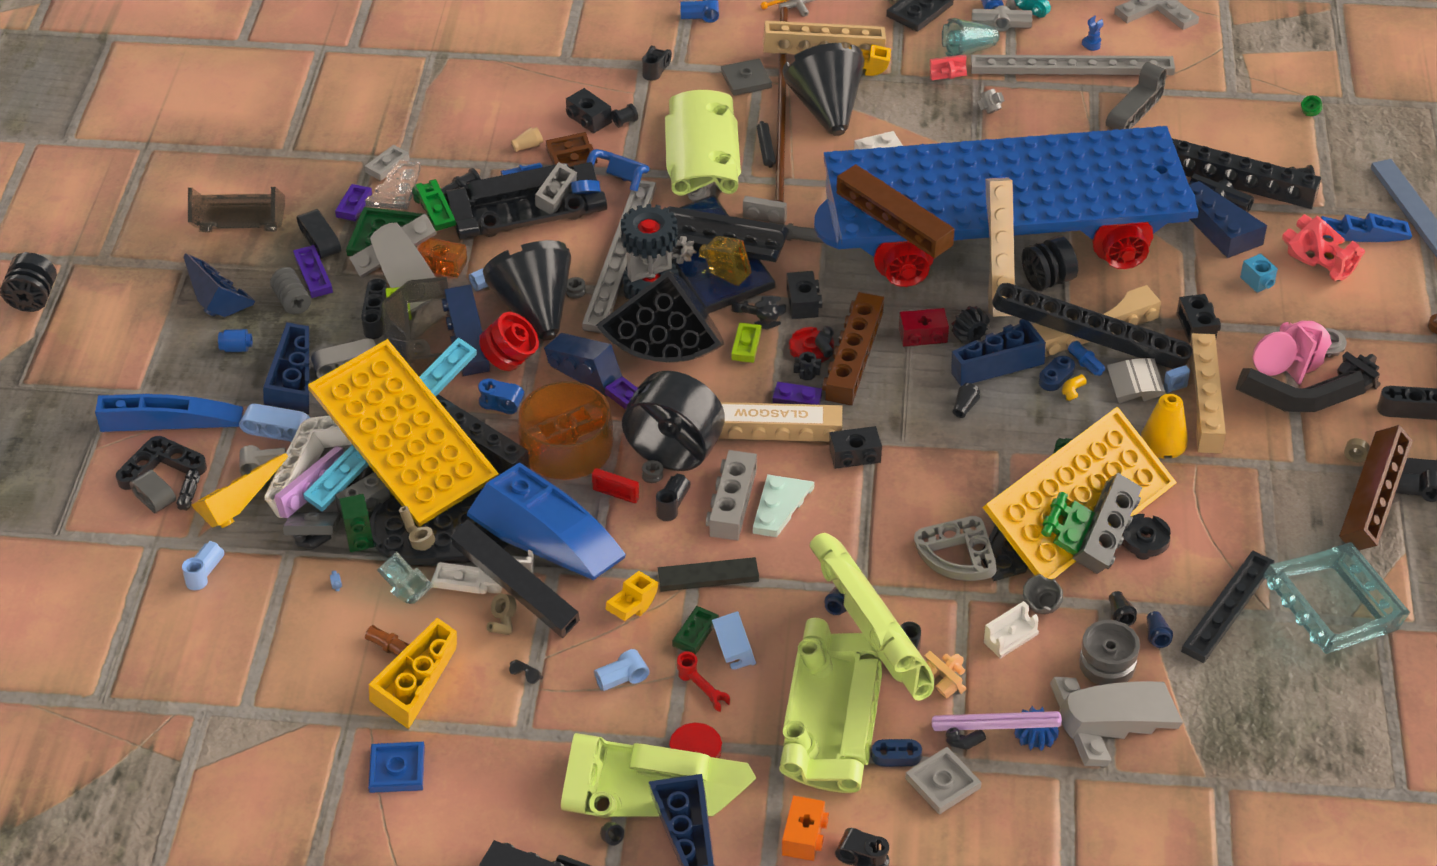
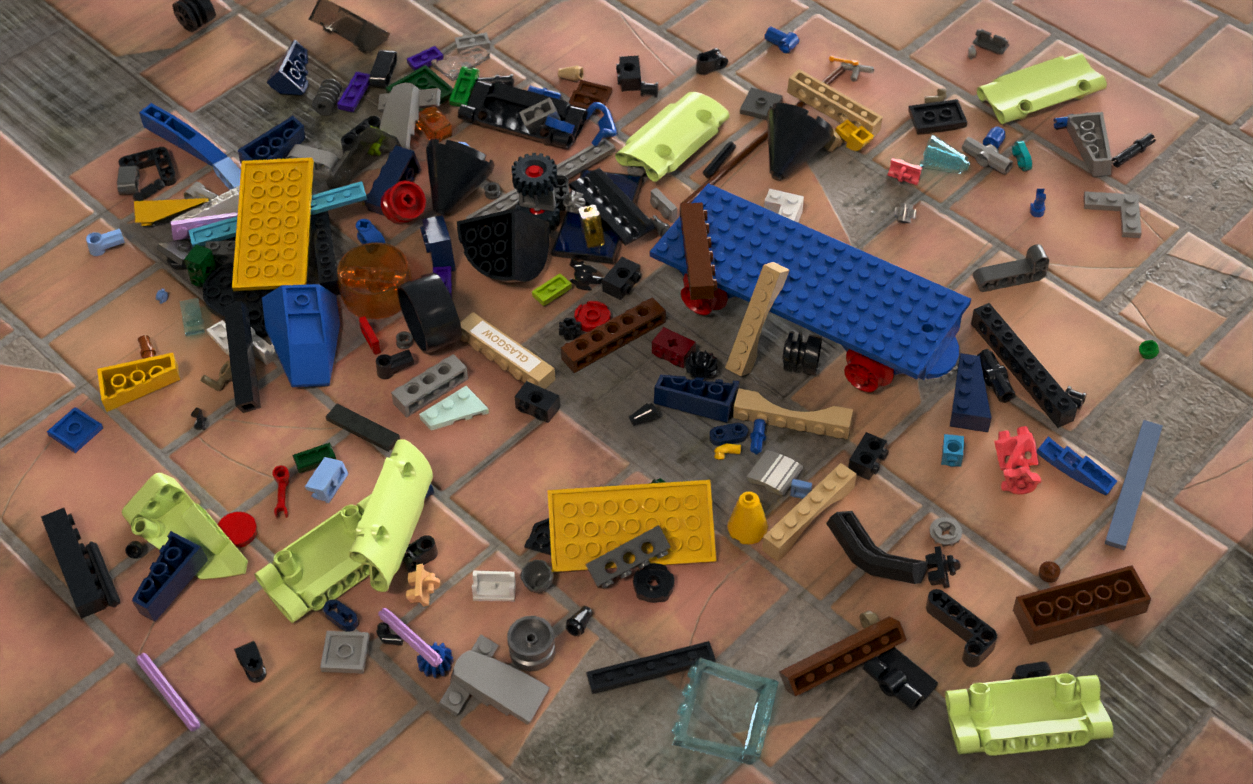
camera: 40 degrees right, 5 degrees up
(235, 340) = (265, 111): blue brick -> none
(420, 538) = (224, 297): dark tan plate -> none
(628, 668) = (250, 456): light blue piece -> none
(634, 597) = (303, 413): yellow brick -> none
(796, 394) = (544, 345): dark purple plate -> none
(804, 827) = (234, 622): orange brick -> none
(823, 340) = (596, 317): black arm -> none
(970, 537) = (535, 508): light grey beam -> none
(1066, 64) = (1000, 218): light grey plate -> none
(1073, 527) = (601, 543): green plate -> none
(1080, 327) = (770, 406): black beam -> none
(1159, 632) = (585, 651): dark blue cone -> none
(1294, 349) = (905, 519): bright pink piece -> none

